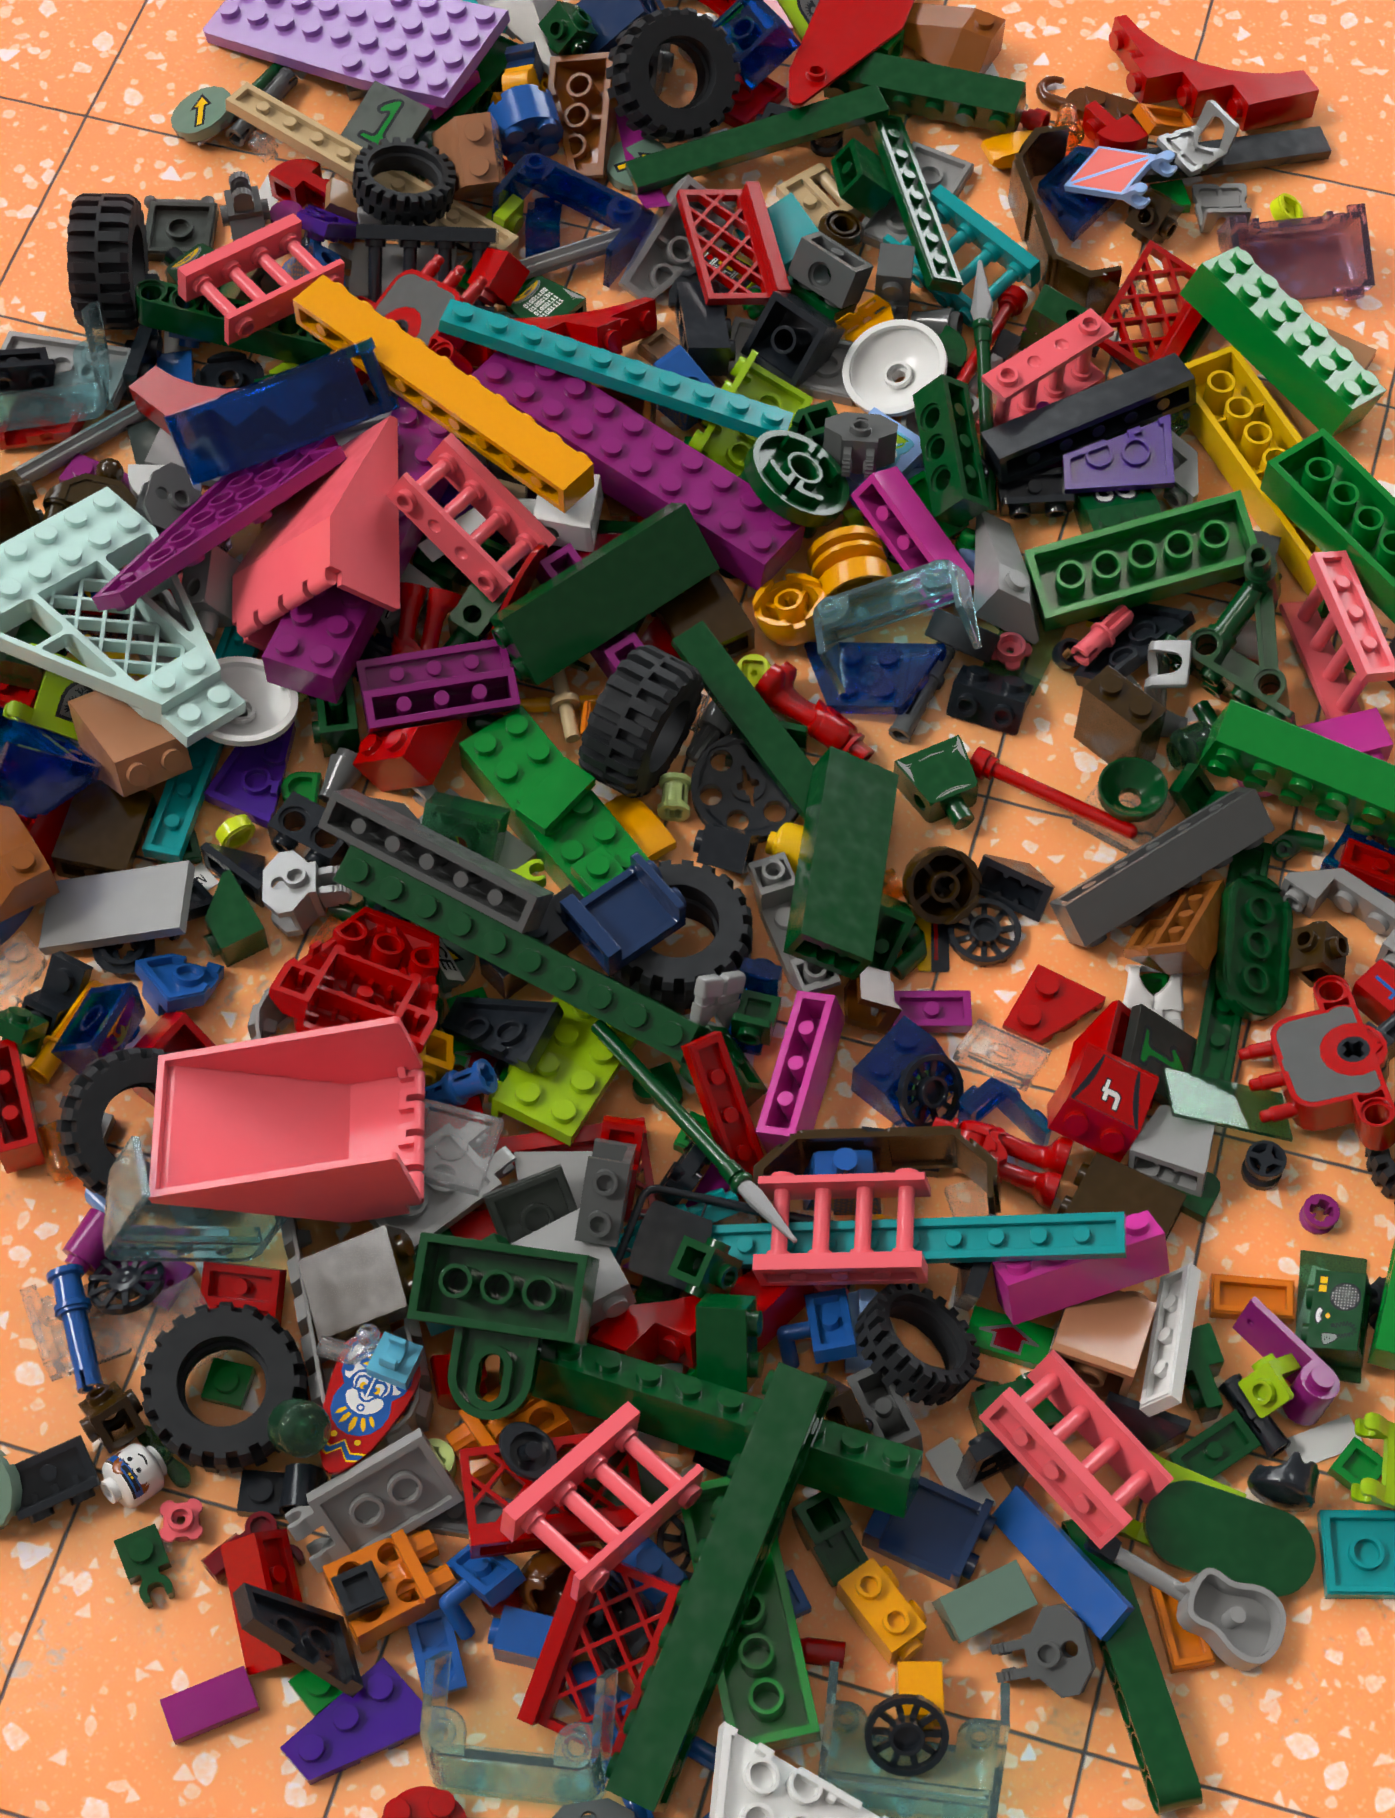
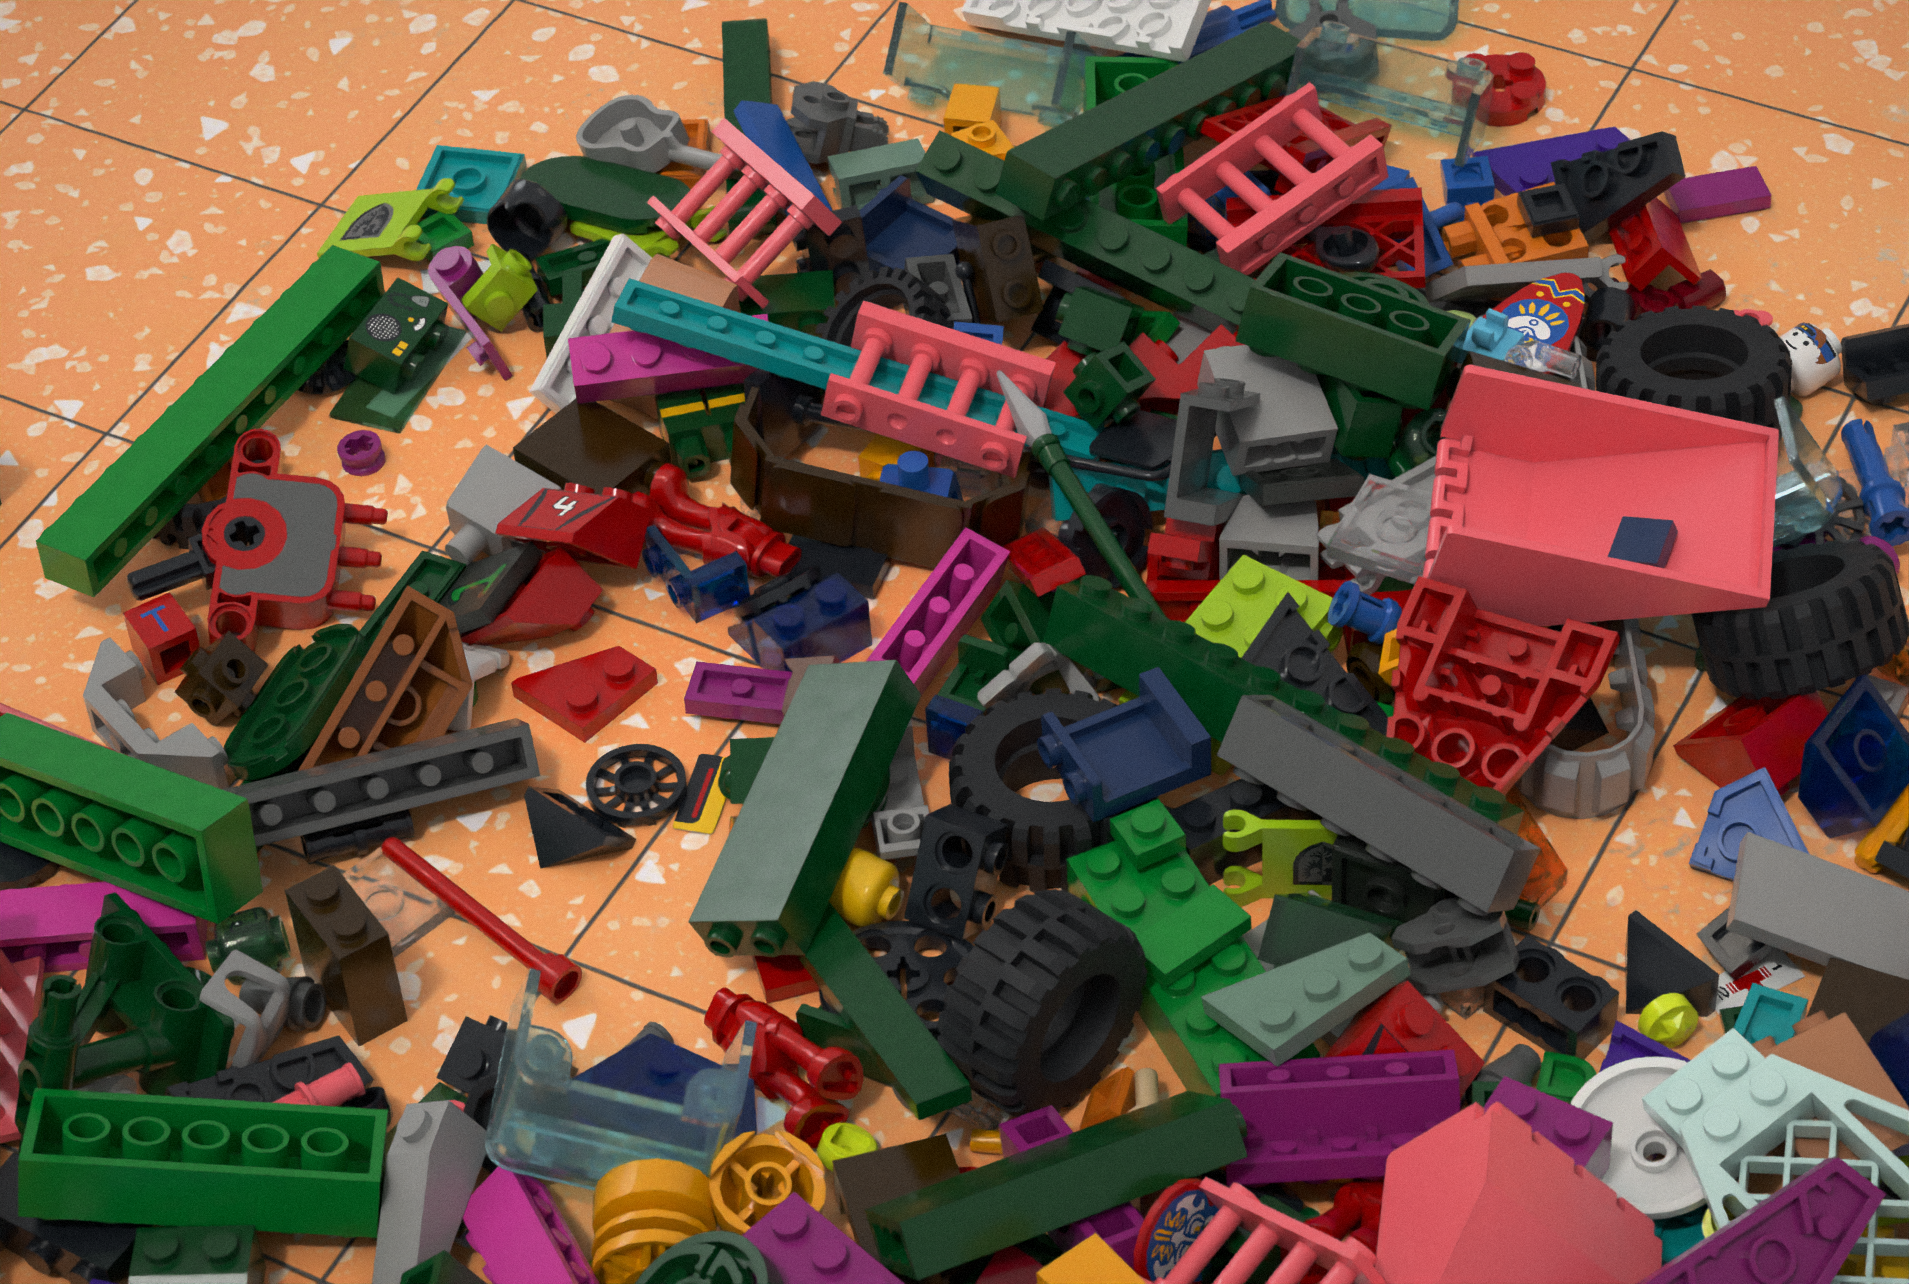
camera: 165 degrees left, 15 degrees down
(111, 1416) = (1830, 399): dark brown brick -> none
(143, 1560) = (1788, 304): dark green plate -> none
(233, 924) = (1673, 891): dark green slope -> none
(256, 1108) = (1644, 540): none -> dark blue tile
(299, 1427) = (1605, 295): clear green head -> none
(300, 893) = (1579, 913): light grey hinge -> none
(467, 747) = (1306, 998): none -> sand green wing
(906, 1734) = (997, 78): black wheel -> none
(939, 782) = (627, 956): dark green torso -> none
(941, 885) = (679, 812): dark brown cylinder -> none
(1002, 1055) = (672, 617): clear tile -> none
(1135, 777) = (377, 863): dark green piece -> none
(1193, 790) = (276, 878): dark green bracket -> none
(1223, 1104) = (426, 536): clear green piece -> none
(1232, 1293) = (478, 391): orange tile -> none
(1266, 1155) = (403, 494): black wheel -> none

